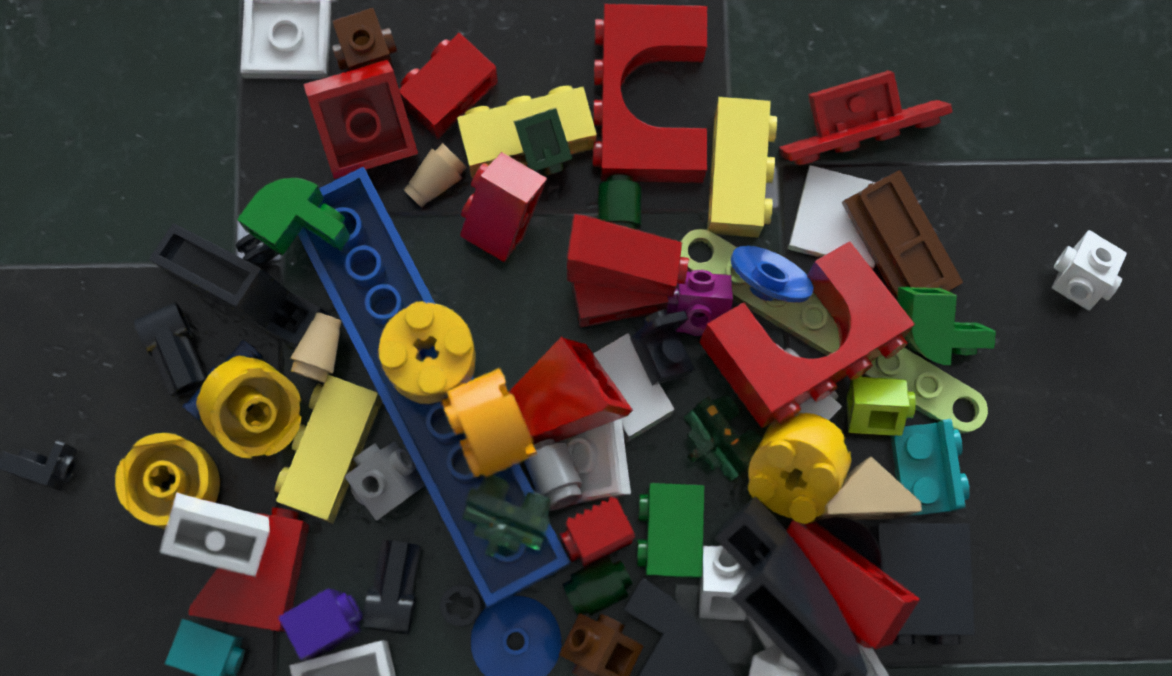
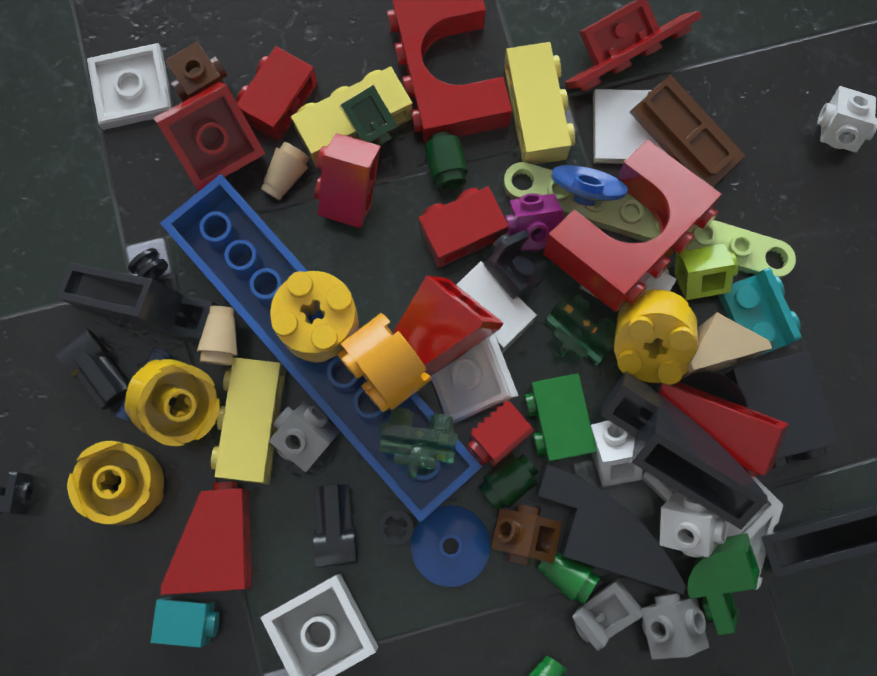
camera: 10 degrees left, 0 degrees up
(215, 534) = (166, 519): white brick -> none
(285, 208) = (162, 221): green brick -> none
(322, 623) = (279, 573): dark purple piece -> none
(554, 474) = (449, 394): light grey brick -> none
(624, 258) = (463, 195): red slope -> none
(935, 328) = (739, 199): green brick -> none

